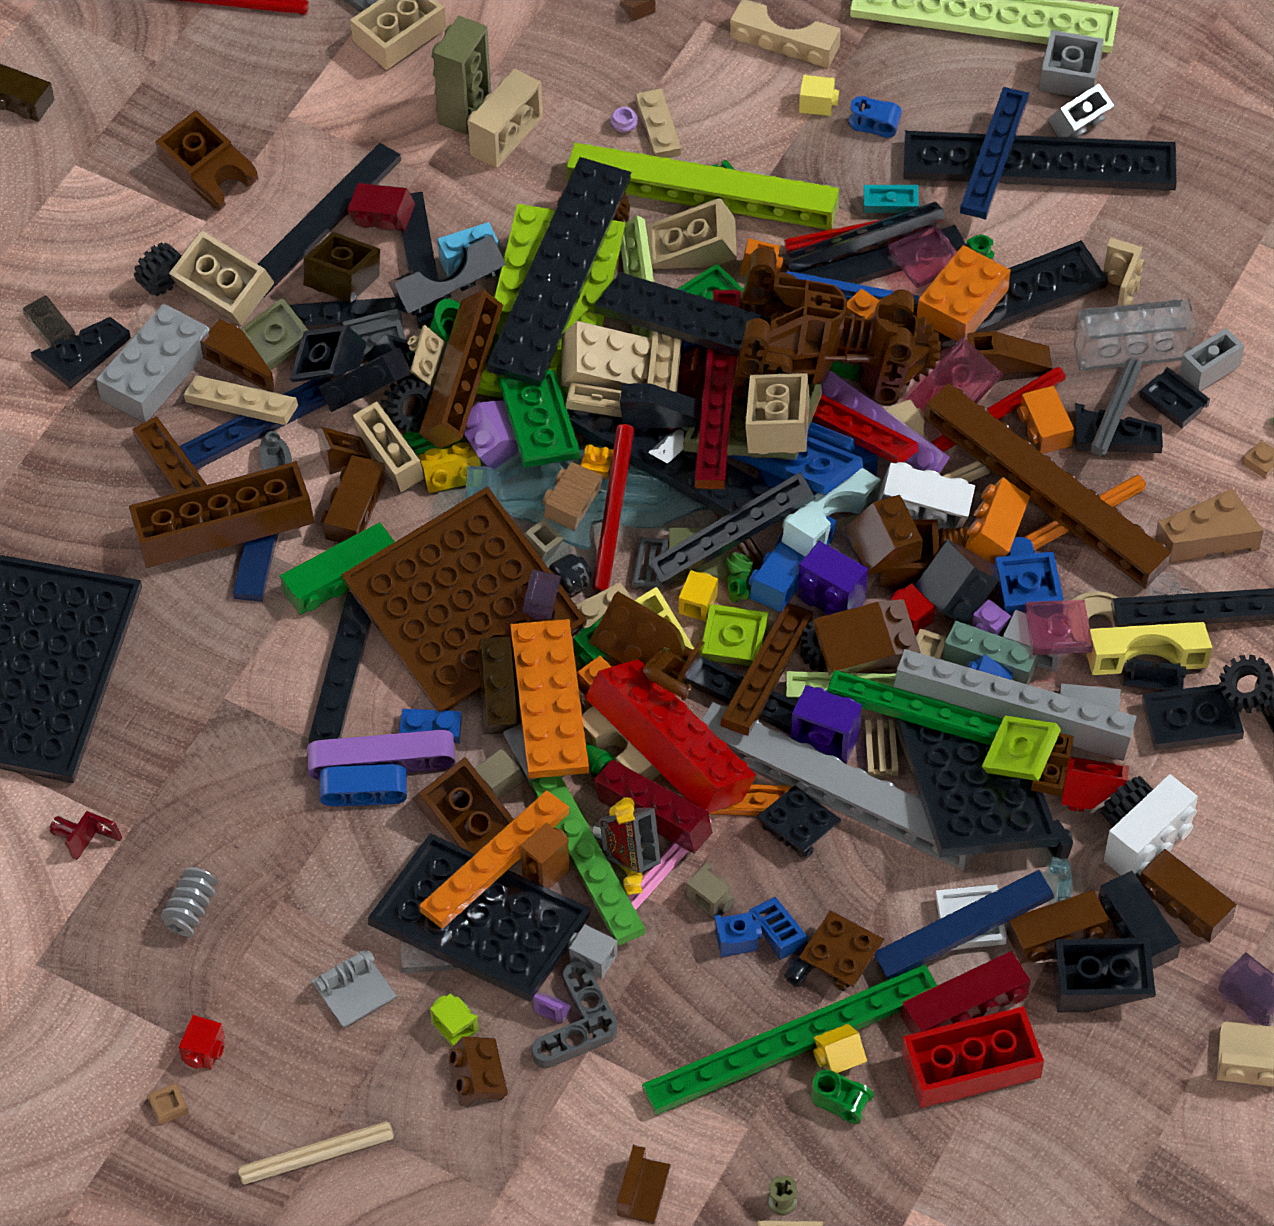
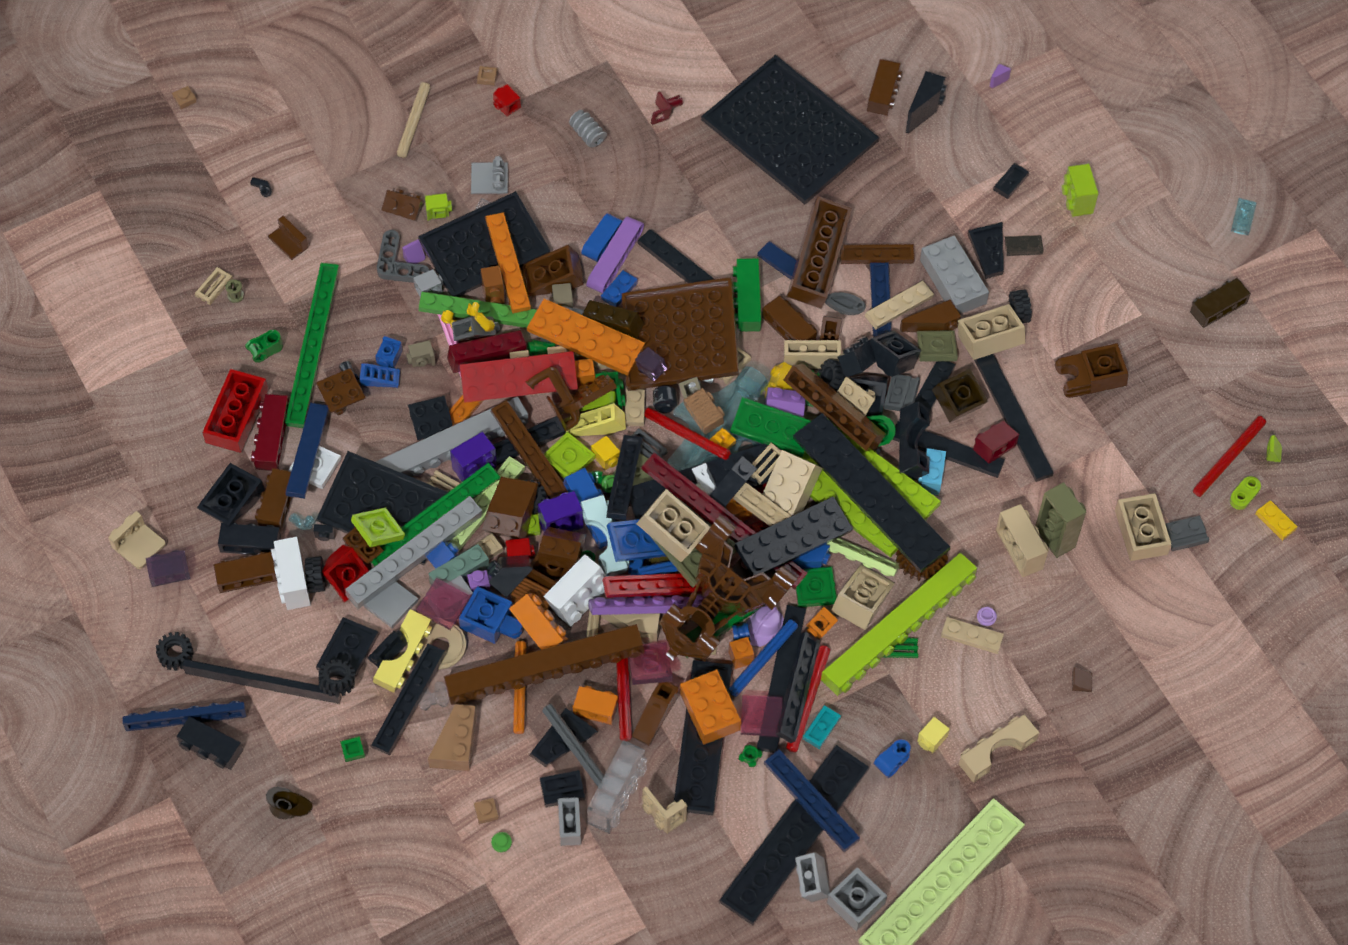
camera: 120 degrees right, 5 degrees up
(839, 1049) = (287, 357): yellow brick -> none

